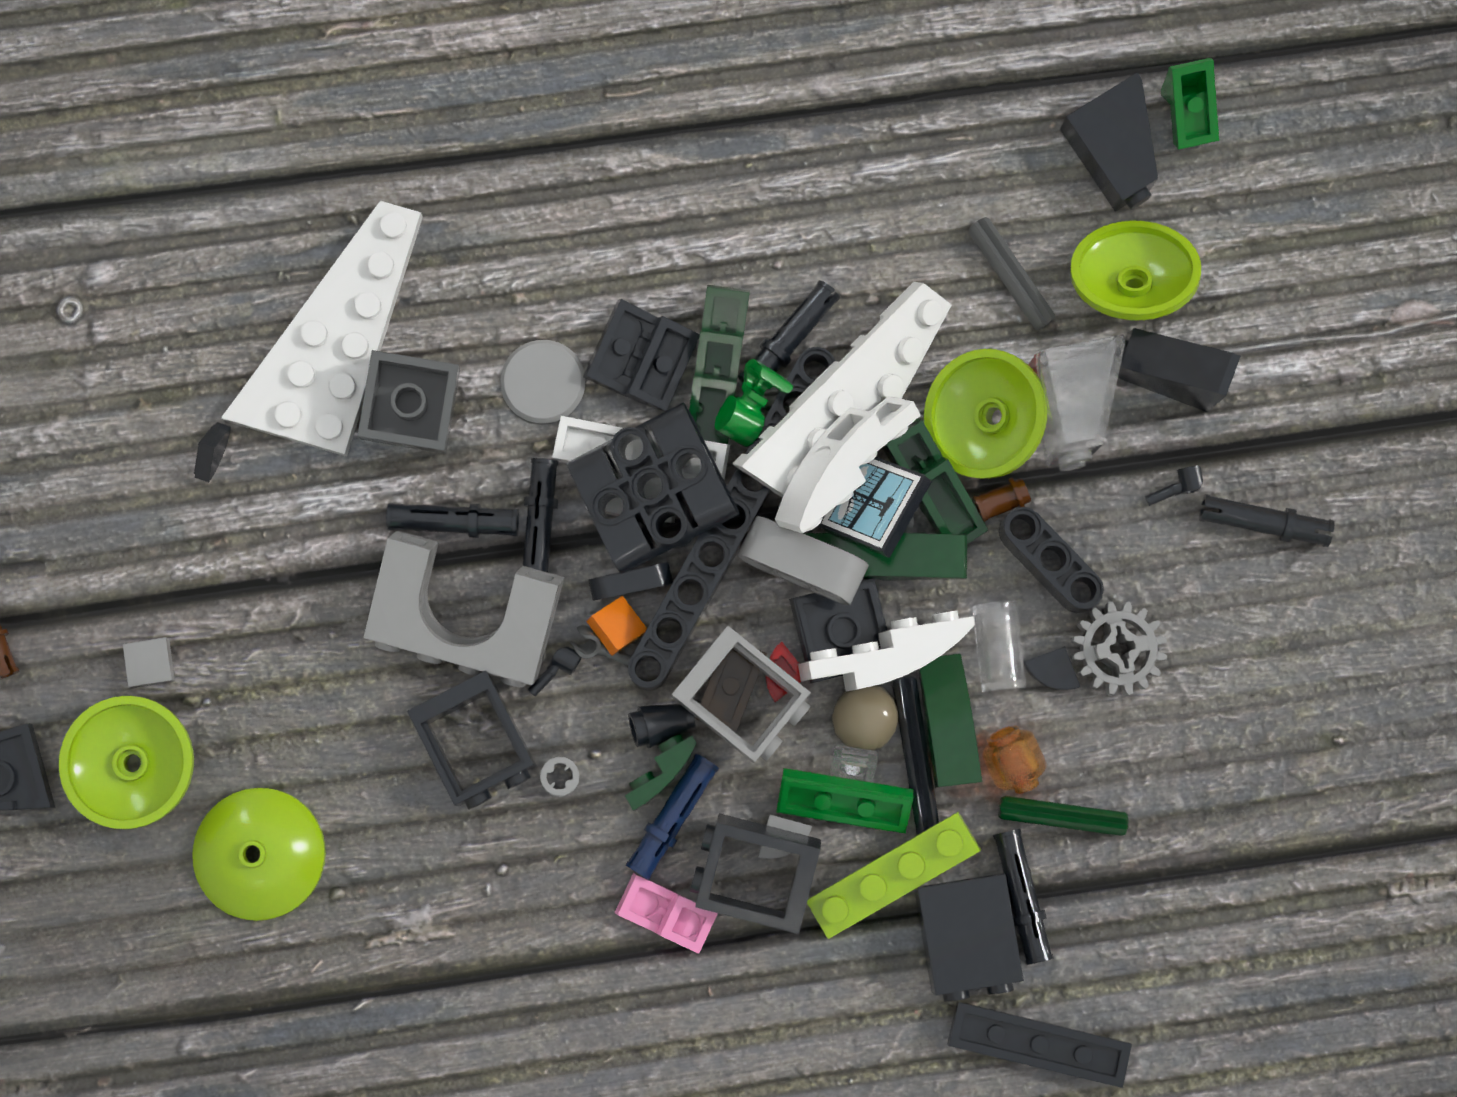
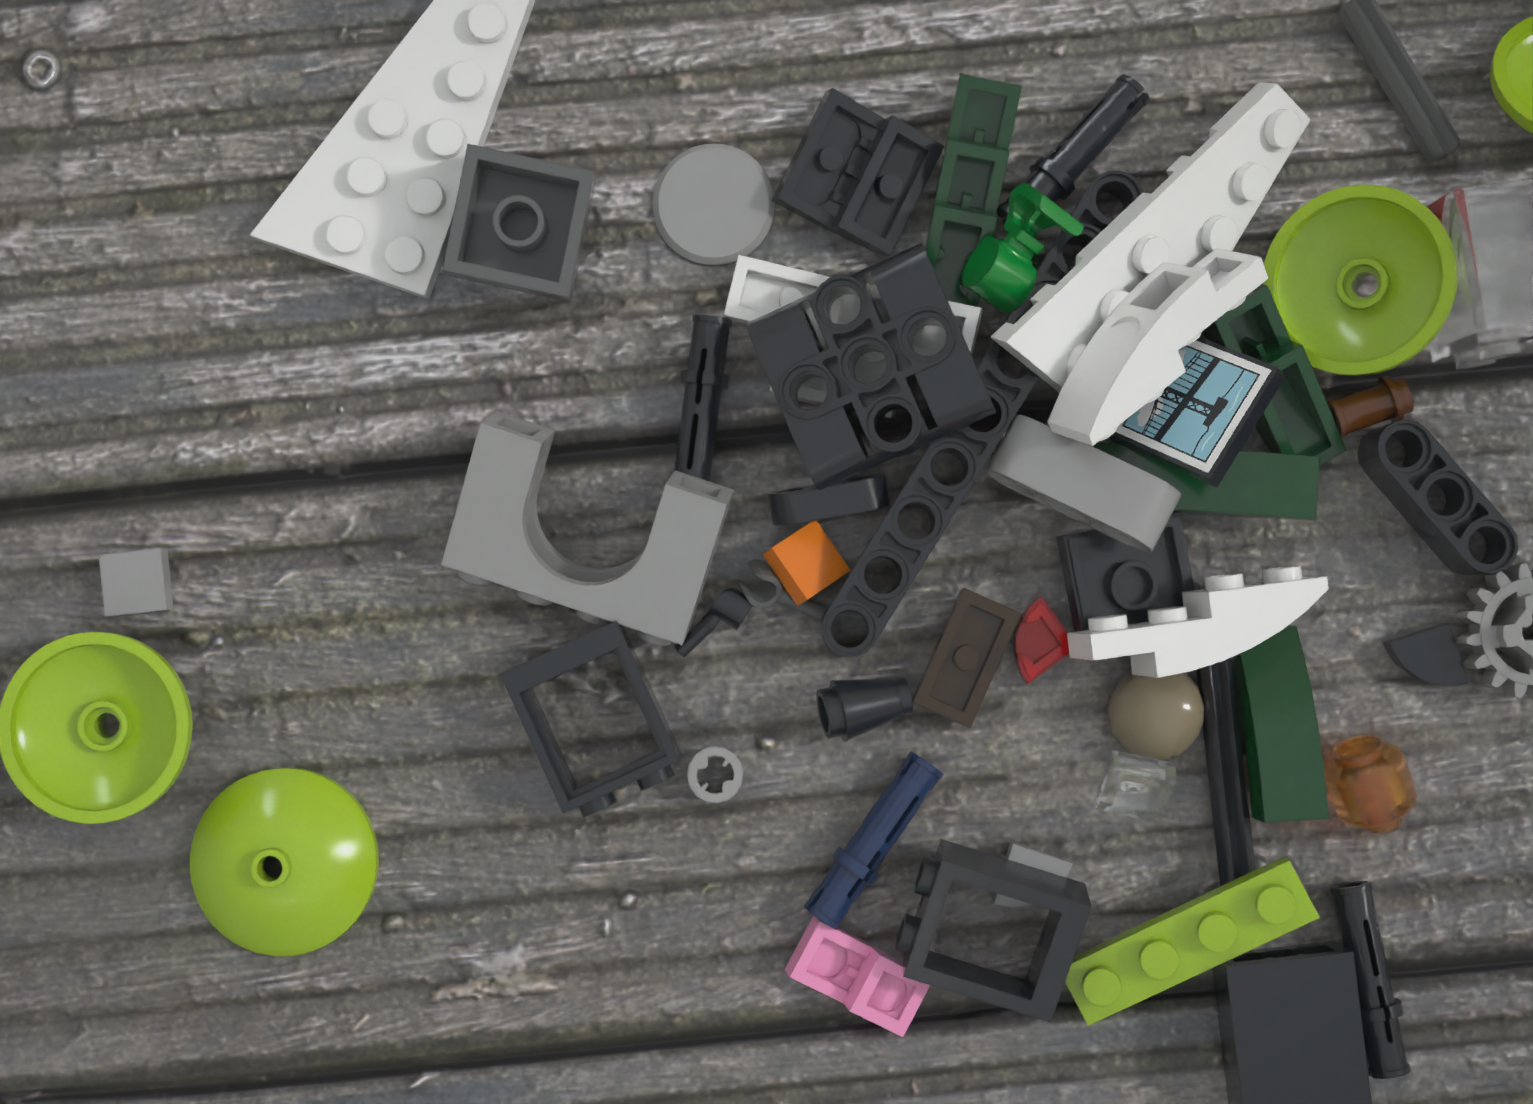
camera: 10 degrees right, 5 degrees up
(211, 451) = (234, 282): black tile -> none
(468, 520) = (580, 398): black pin -> none
(671, 761) = (877, 761): dark green slope -> none
(791, 712) = (1054, 703): light grey window -> none
(844, 800) = (1122, 830): green tile -> none
(999, 646) = (1353, 620): clear brick -> none
(1063, 815) = (1432, 865): dark green axle -> none

